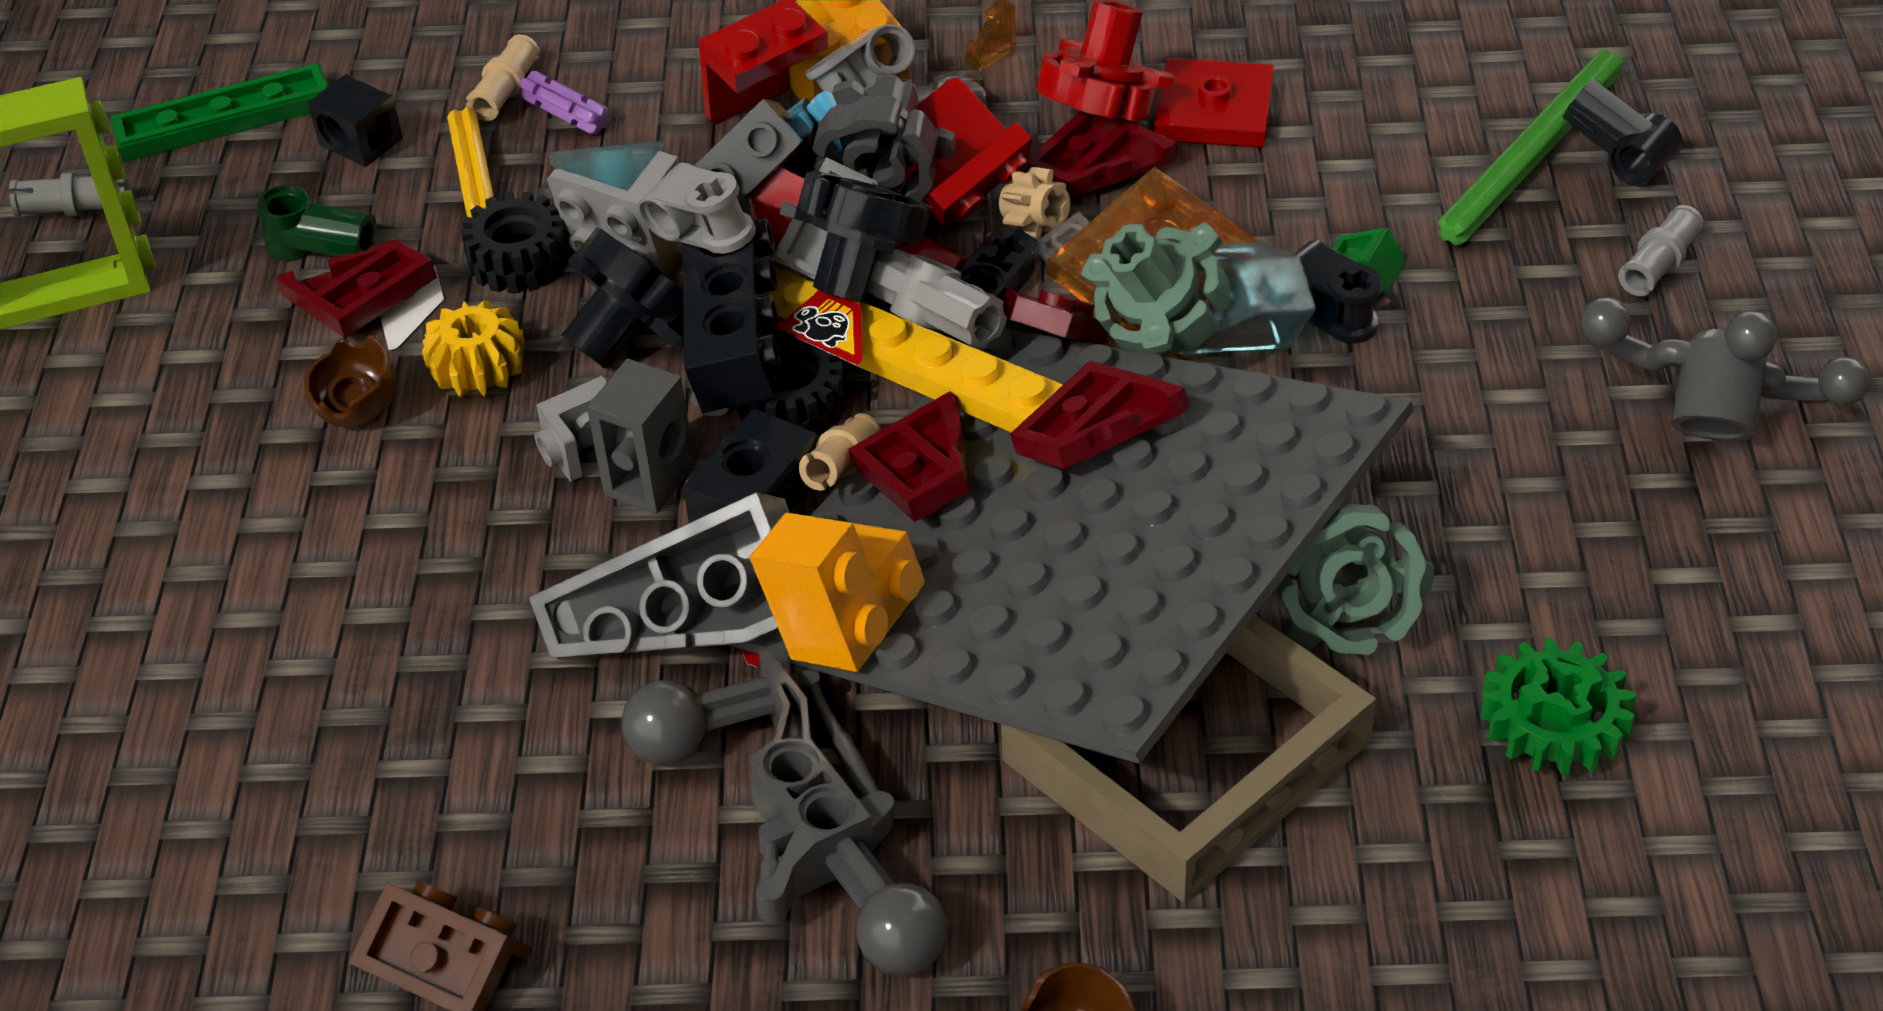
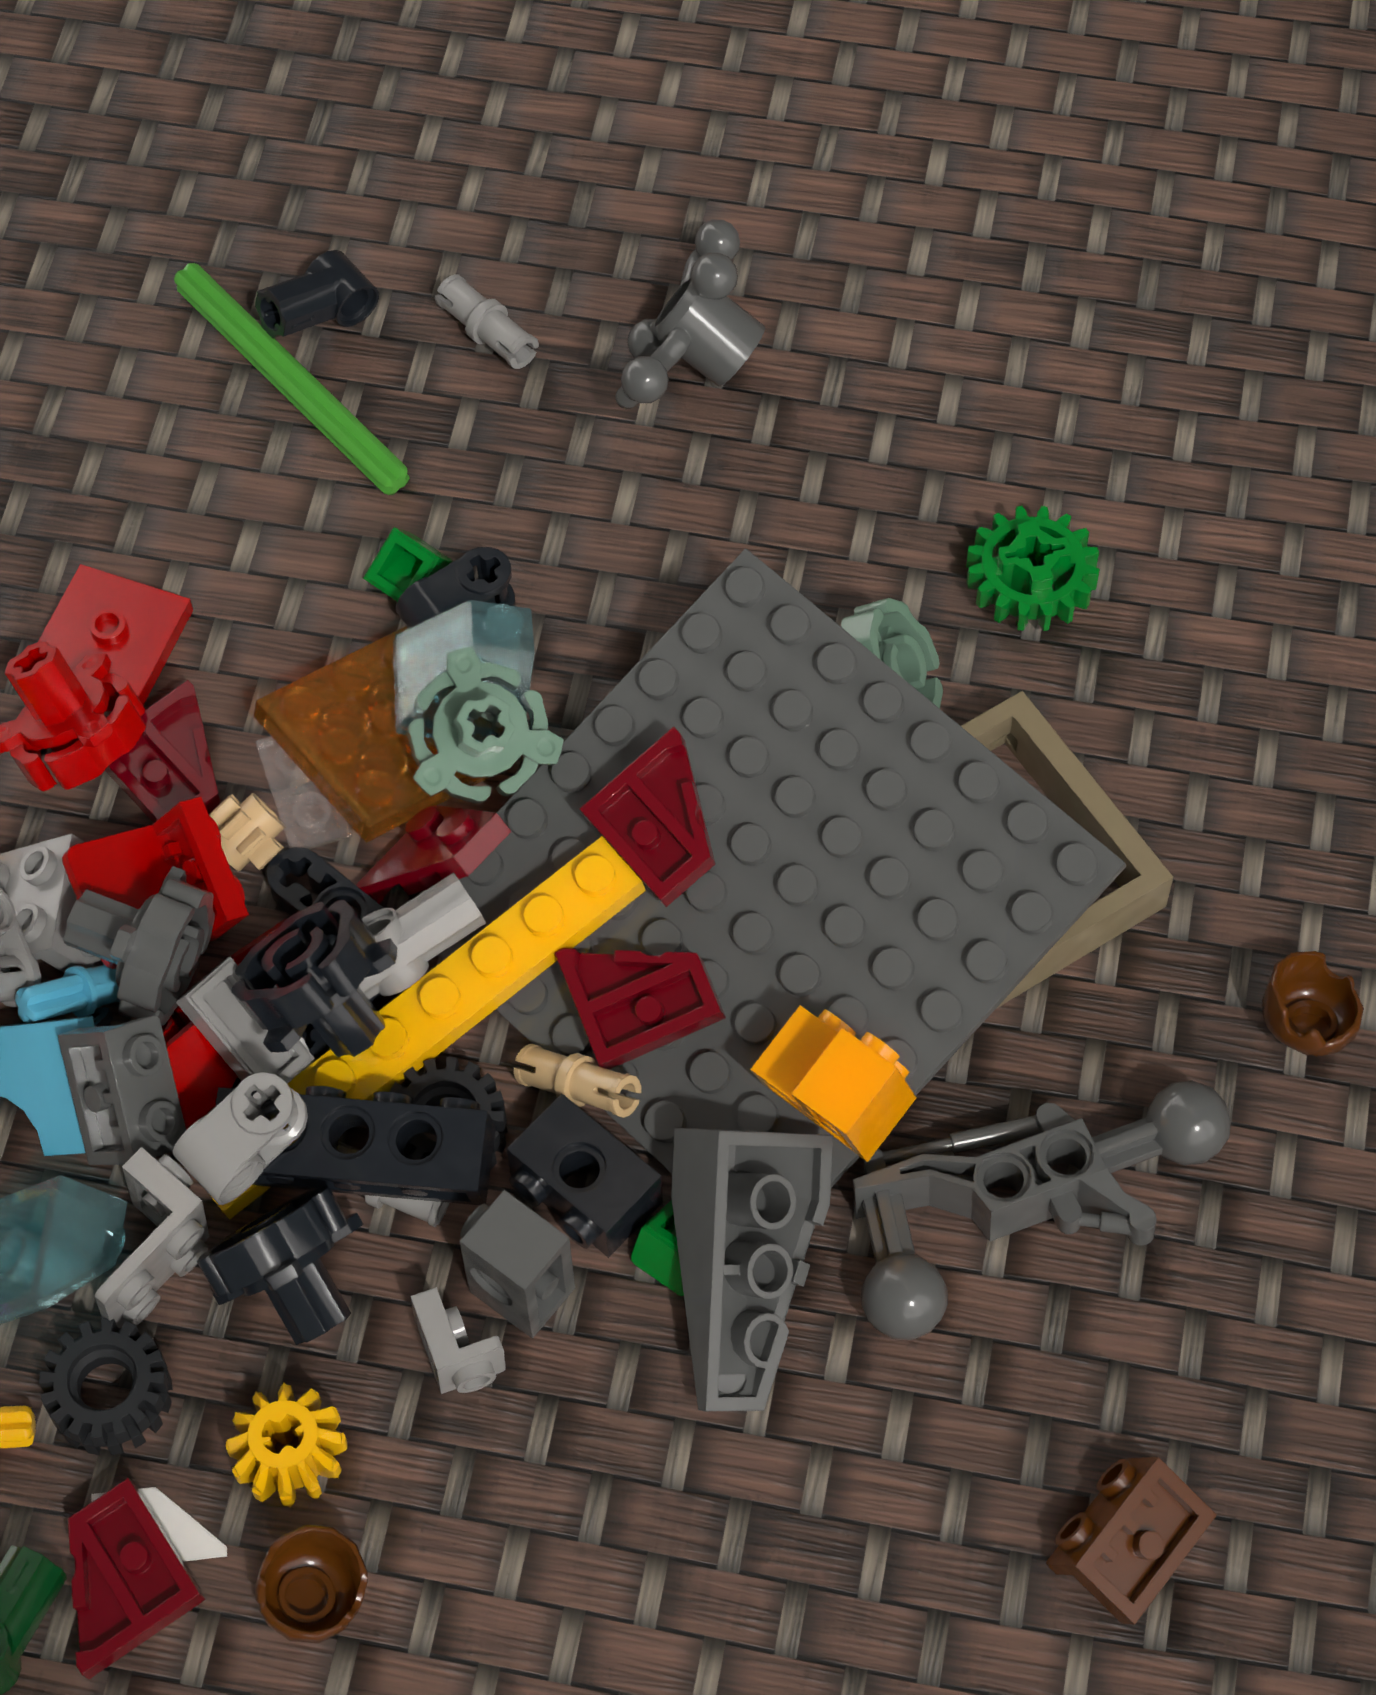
camera: 80 degrees left, 15 degrees up
(828, 324) = (414, 1051): sticker -> none

